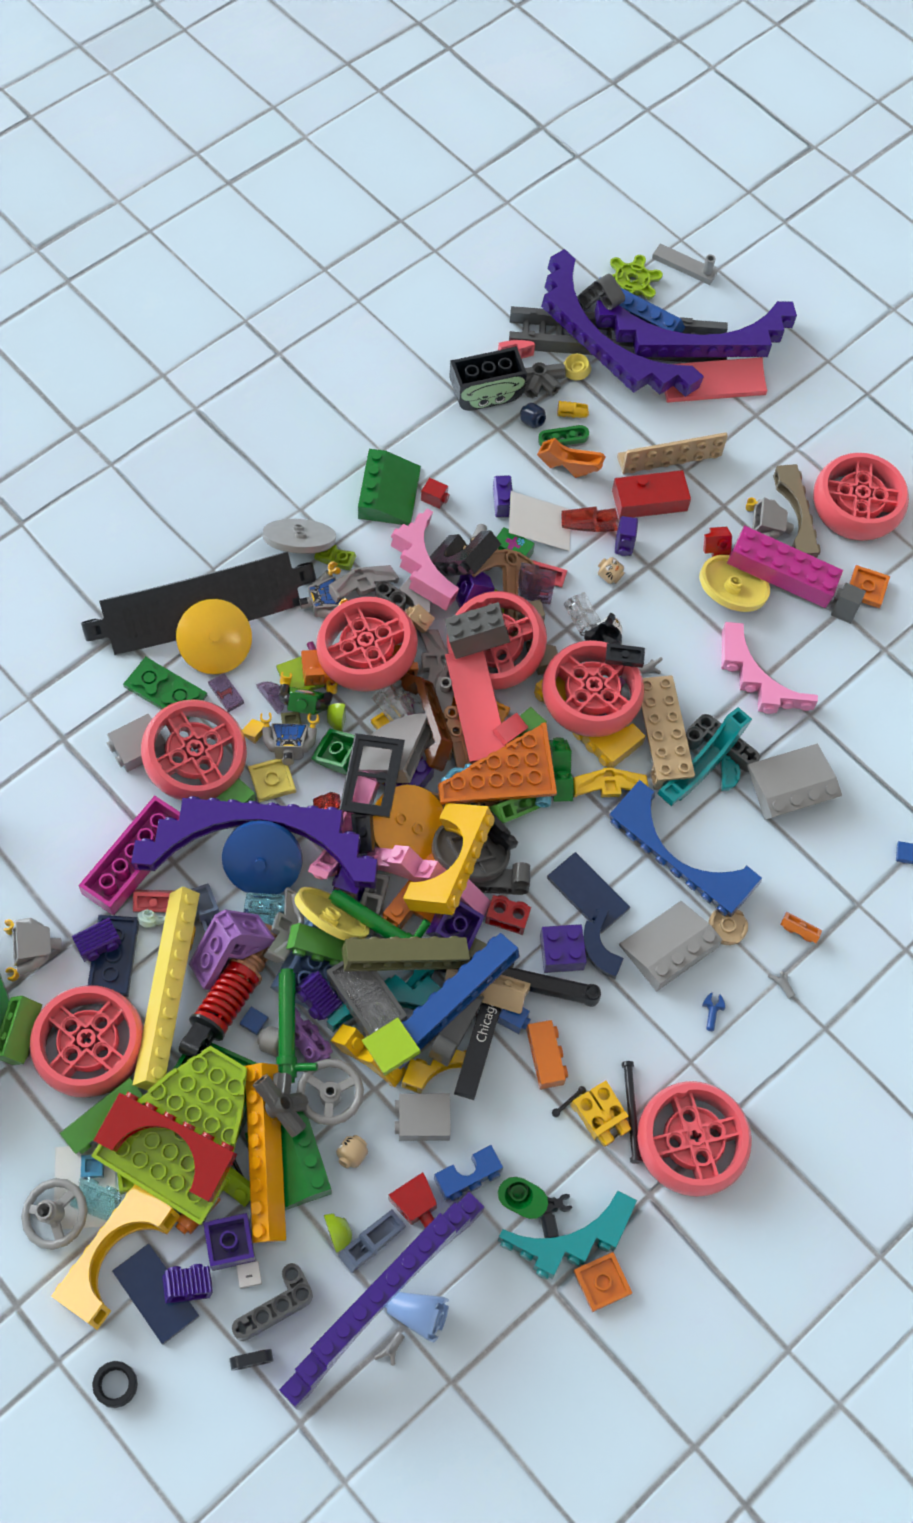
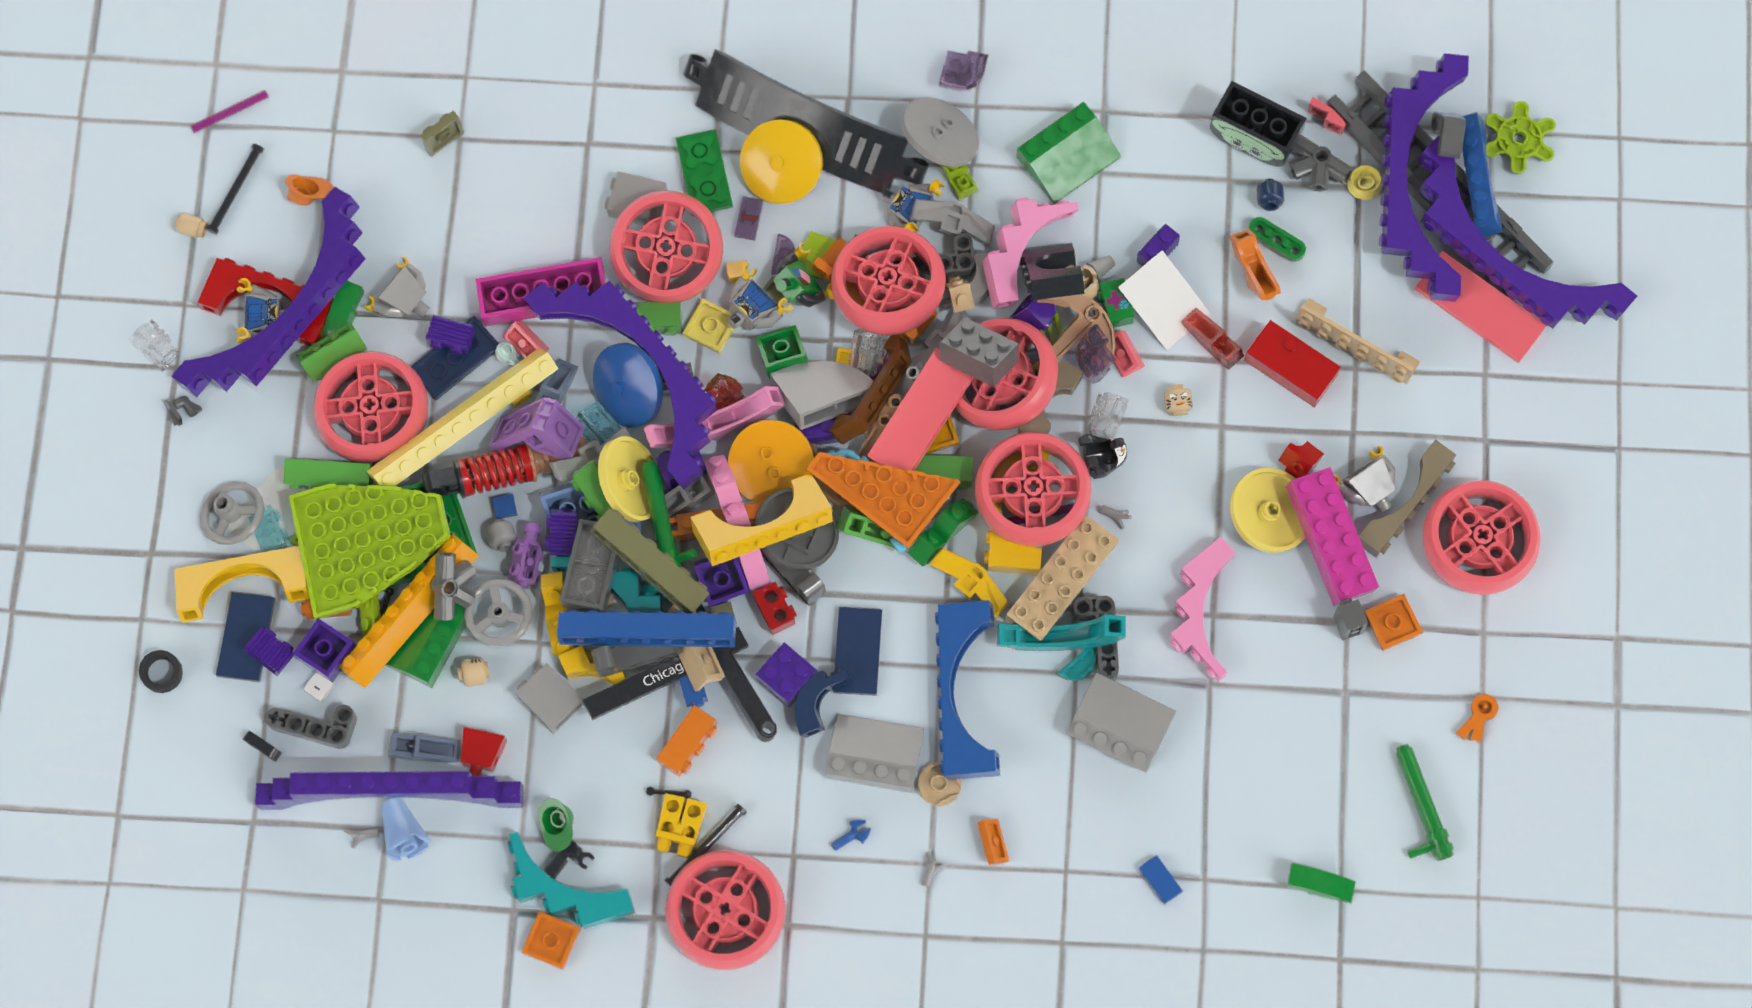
camera: 55 degrees right, 10 degrees up
(91, 1167) = (283, 504): dark azure tile -> none
(210, 1159) = (360, 577): red arch -> none
(273, 492) = (963, 70): none -> clear purple brick
(286, 1028) = (492, 558): green cylinder -> none
(336, 716) = (811, 321): lime brick -> none
(339, 1231) = (405, 718): lime brick -> none
(363, 826) = (724, 436): black plate -> none
(388, 779) = (782, 410): black door -> none
(391, 1046) = (563, 620): lime tile -> none
(435, 493) = (1102, 193): red brick -> none
(454, 1184) = (555, 777): blue arch -> none
(501, 835) = (833, 532): black hinge -> none
(510, 729) = (930, 460): coral slope -> none
(572, 409) = (1314, 220): yellow hinge -> none
(624, 655) = (1078, 485): black plate -> none
(626, 536) = (1221, 382): dark purple brick -> none
(686, 264) = (1591, 166): light grey piece -> none

